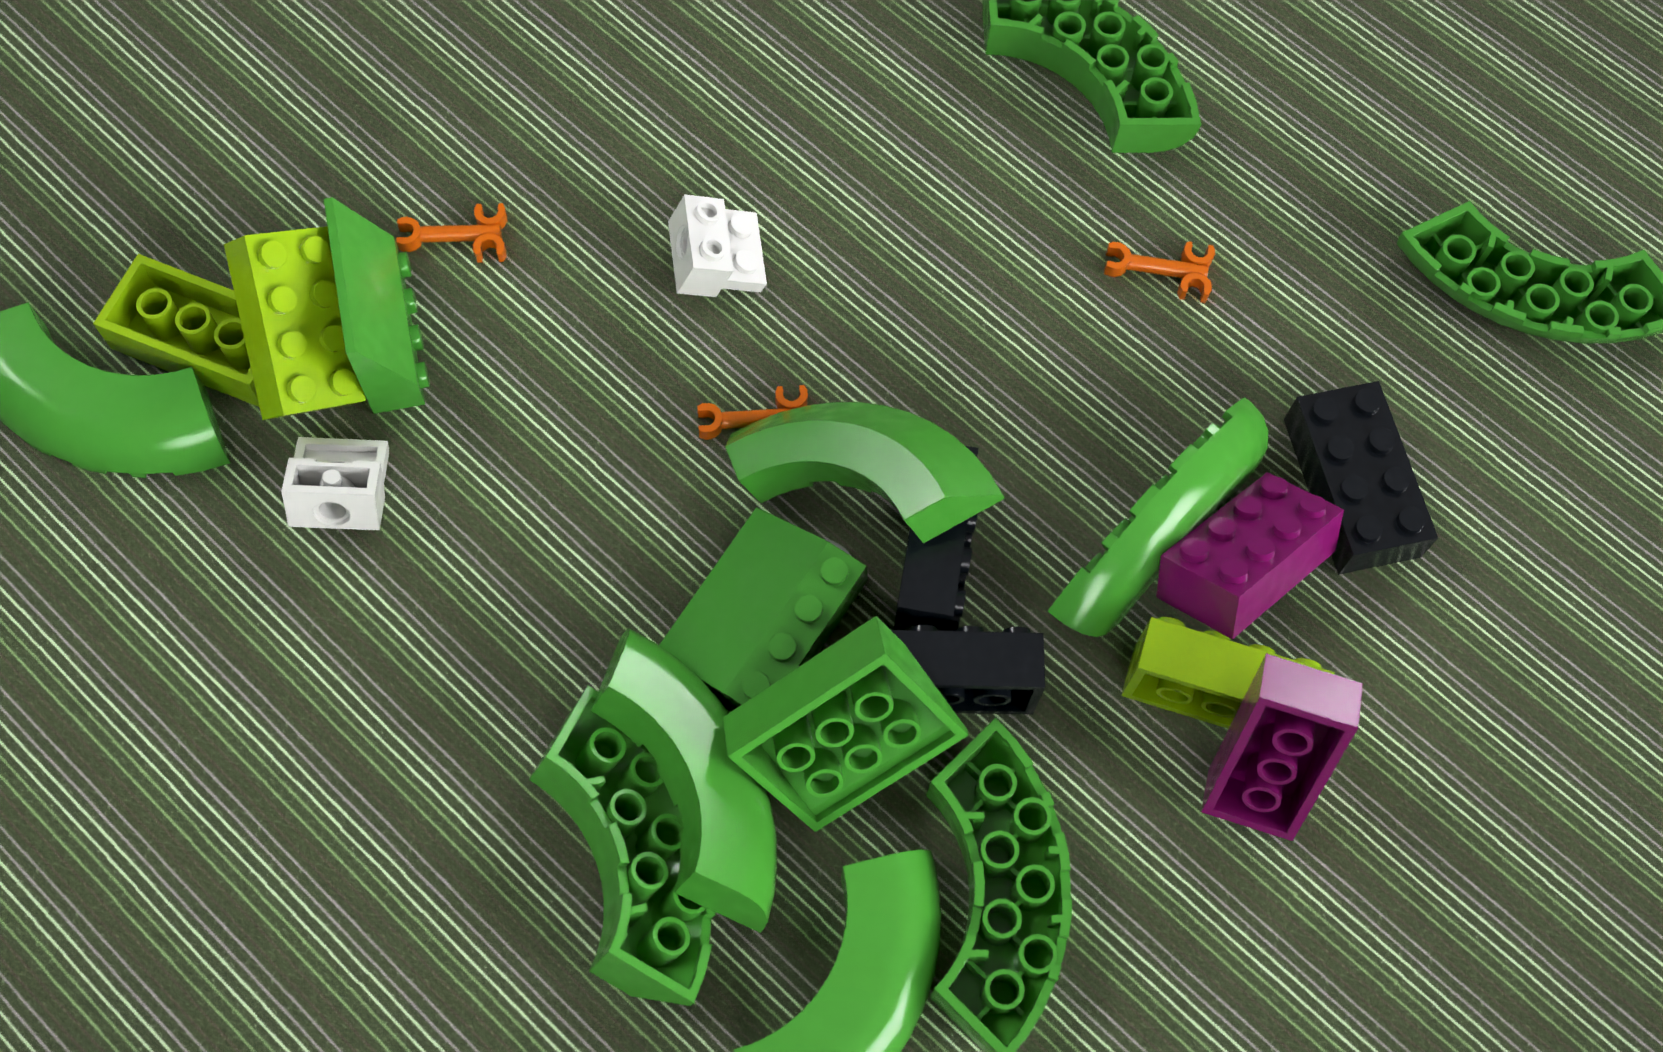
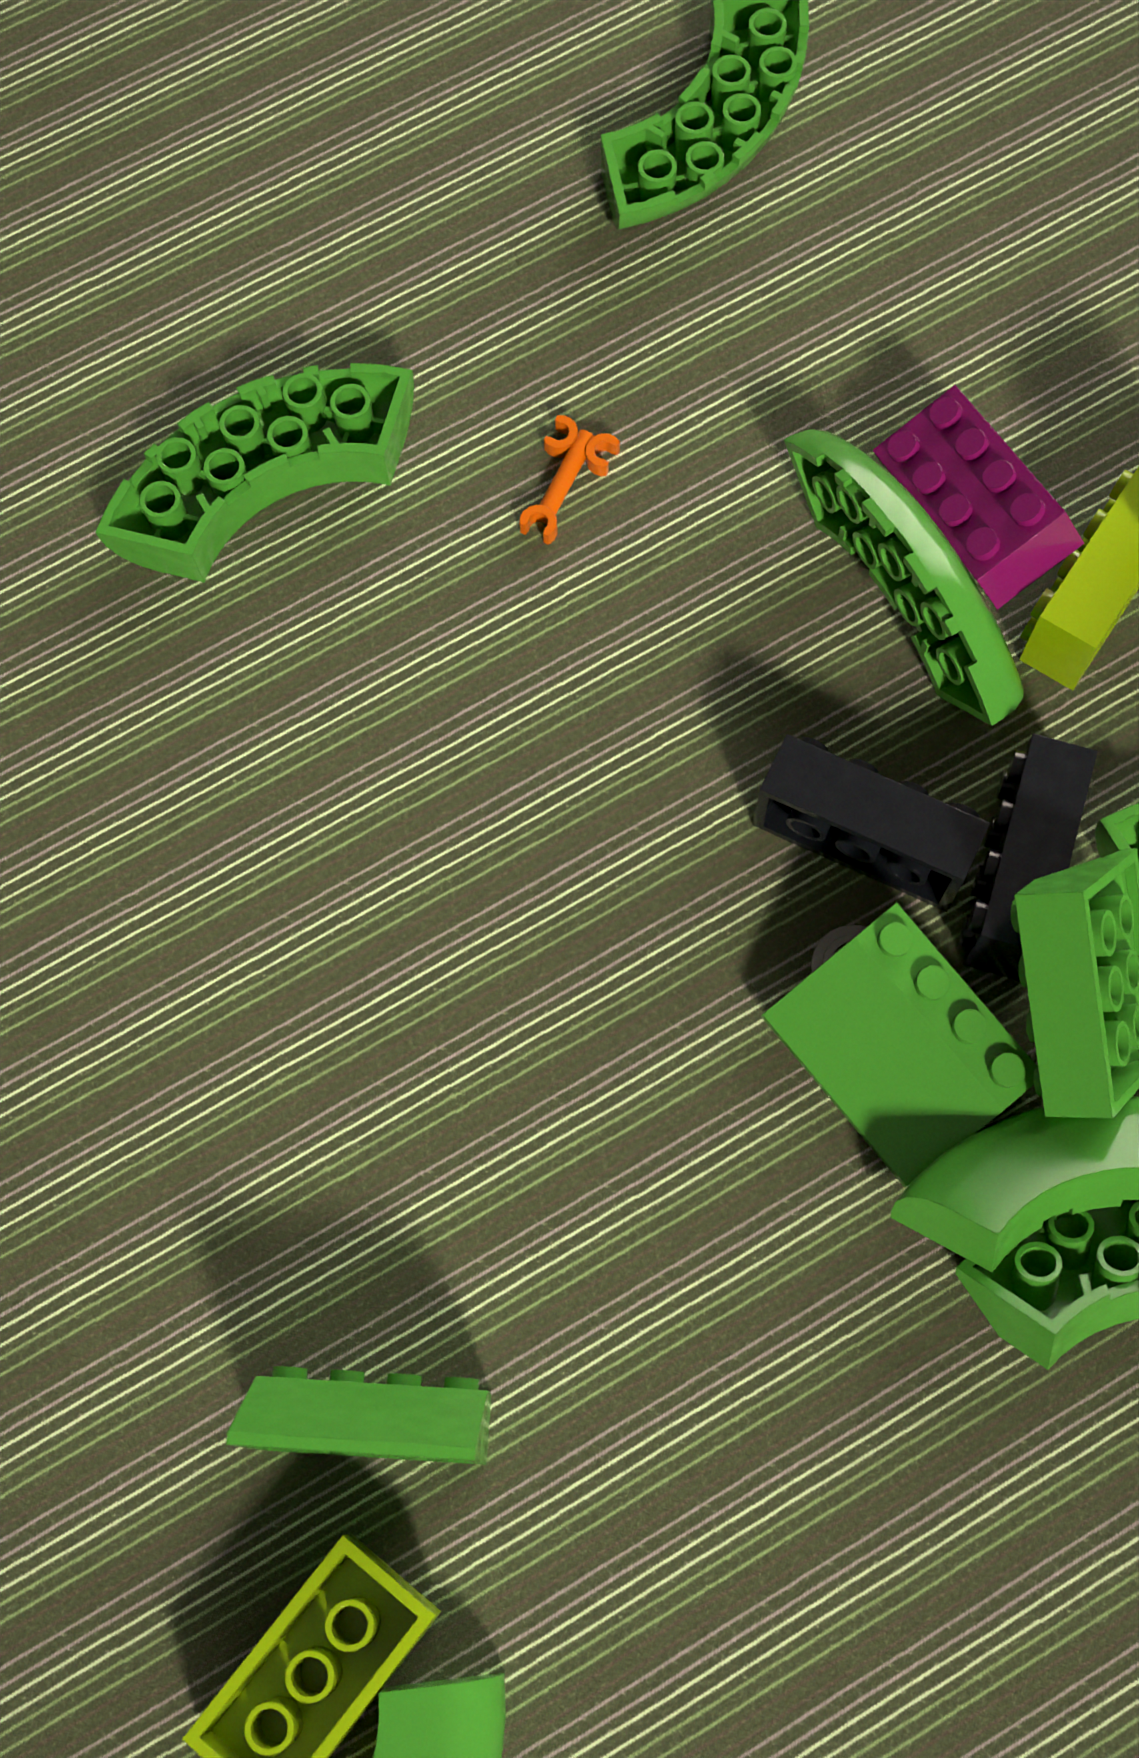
camera: 65 degrees left, 5 degrees up
(292, 321) = (370, 1531): lime brick -> none
(336, 483) = (587, 1527): white brick -> none
(484, 234) = (267, 1256): orange bar -> none
(715, 248) = (390, 973): white brick -> none
(740, 419) = (638, 947): orange bar -> none
(866, 448) = (744, 859): bright green brick -> none
(1360, 464) = (887, 361): black brick -> none

